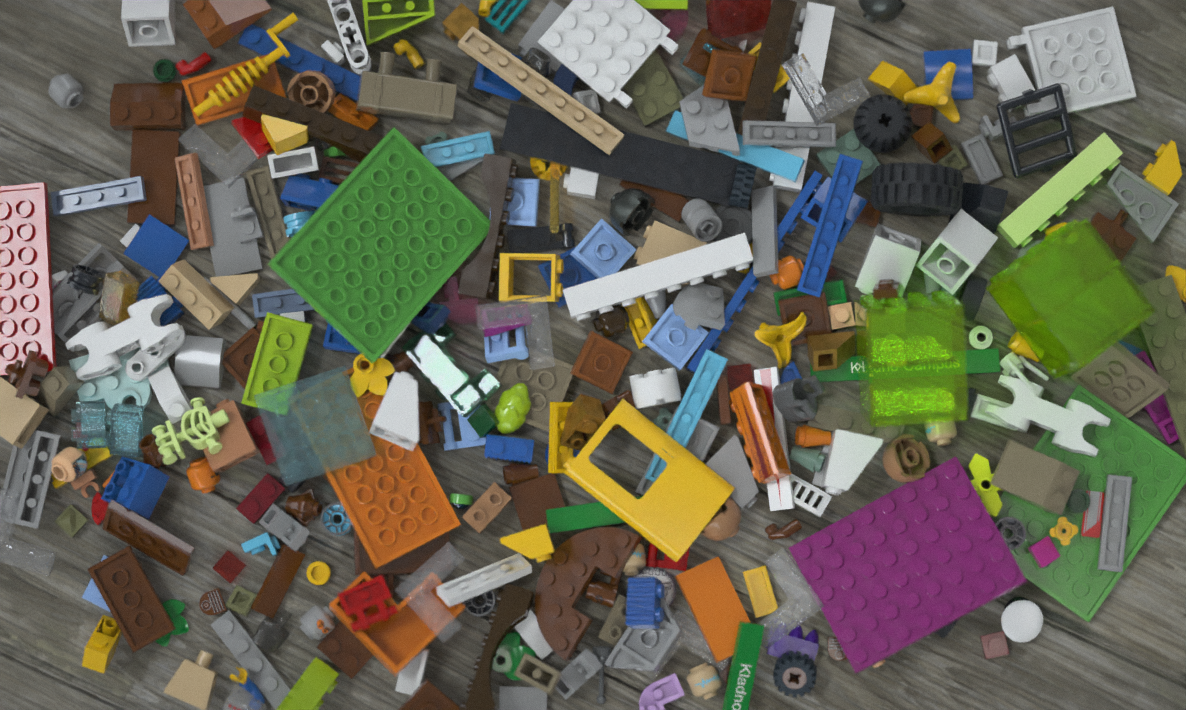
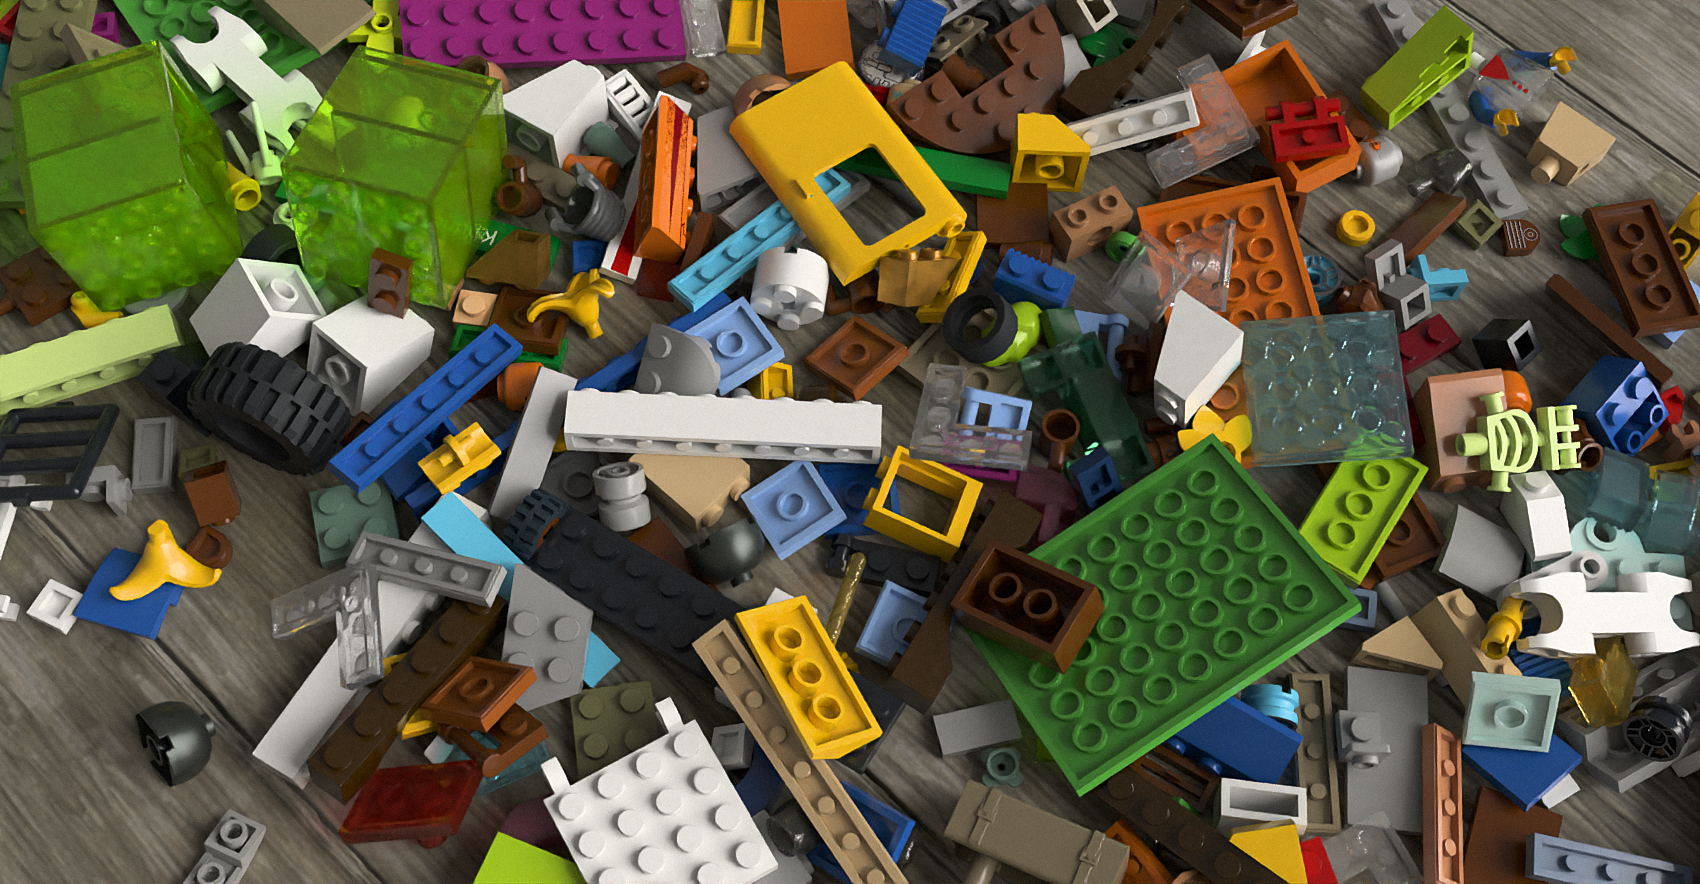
camera: 165 degrees left, 20 degrees down
(169, 258) = (1510, 711): none -> light aqua tile
(181, 305) = (1504, 628): none -> yellow pin
(208, 509) = (1506, 344): none -> black brick
(229, 566) = (1486, 275): clear red tile -> none
(407, 484) = (1210, 257): none -> clear slope
(442, 469) = (1145, 281): none -> clear slope
(450, 221) = (1028, 606): none -> reddish brown brick
(459, 149) = (973, 739): medium azure tile -> none
(463, 349) = (1058, 436): none -> reddish brown piece
(516, 401) = (961, 312): none -> black tyre
(556, 138) = (808, 678): none -> yellow slope
(798, 201) = (459, 458): none -> yellow hips
(846, 399) = (519, 195): none -> reddish brown piece
(876, 135) = (272, 546): black wheel -> none
(892, 80) = (226, 615): yellow slope -> none
(1009, 79) = (41, 544): white brick -> none

